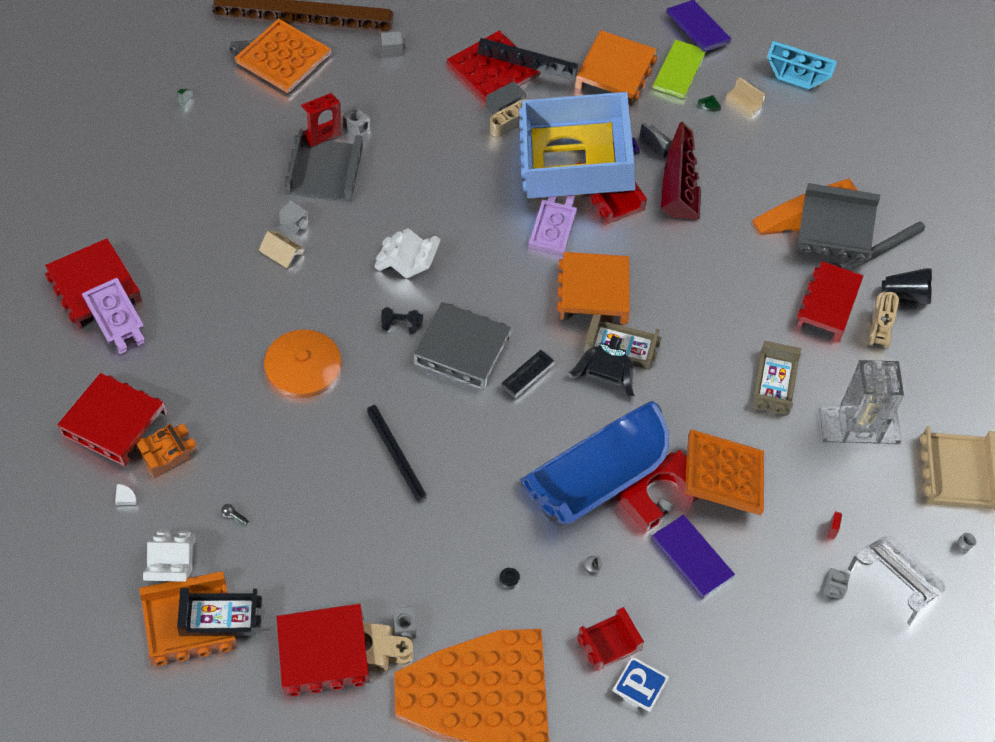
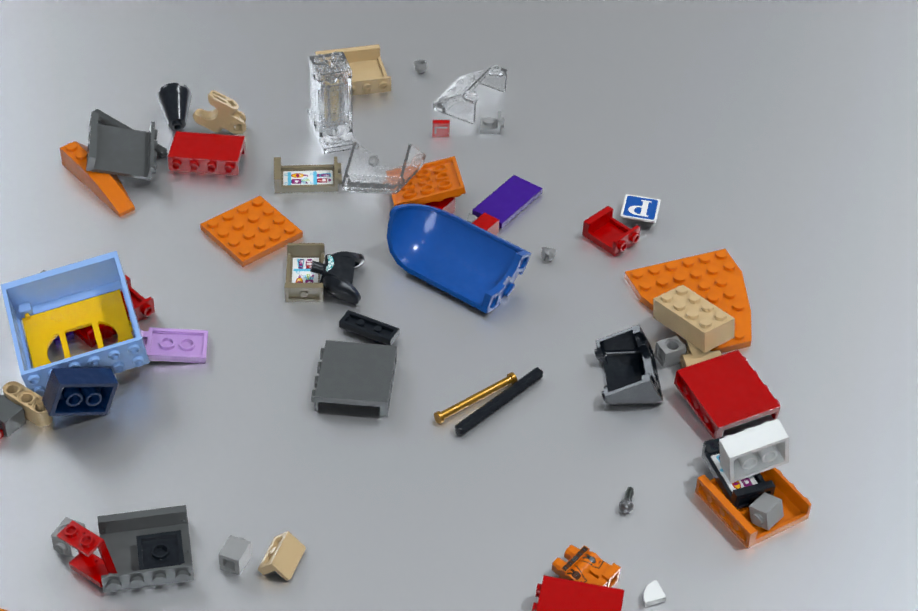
camera: 105 degrees left, 15 degrees down
(161, 616) = (766, 511): none -> light grey brick
(169, 556) = (705, 523): white bracket -> none
(218, 618) = (754, 450): none -> white brick
(302, 363) = (427, 498): orange dish -> none
(314, 171) = (160, 550): none -> black plate
(386, 577) = (629, 368): none -> black windscreen
(407, 253) = (258, 438): white bracket -> none
(413, 319) = (341, 441): black piece -> none
(420, 469) = (440, 416): none -> pearl gold bar
(425, 646) = (694, 318): none -> tan brick
(497, 139) = (80, 391): none -> dark blue brick
(509, 578) = (587, 302): black tile -> none
(594, 285) = (250, 297): orange panel -> none
(679, 187) = (57, 261): dark red wedge -> none
(701, 316) = (251, 231): none -> orange plate
(758, 435) = (367, 176): none -> clear windscreen

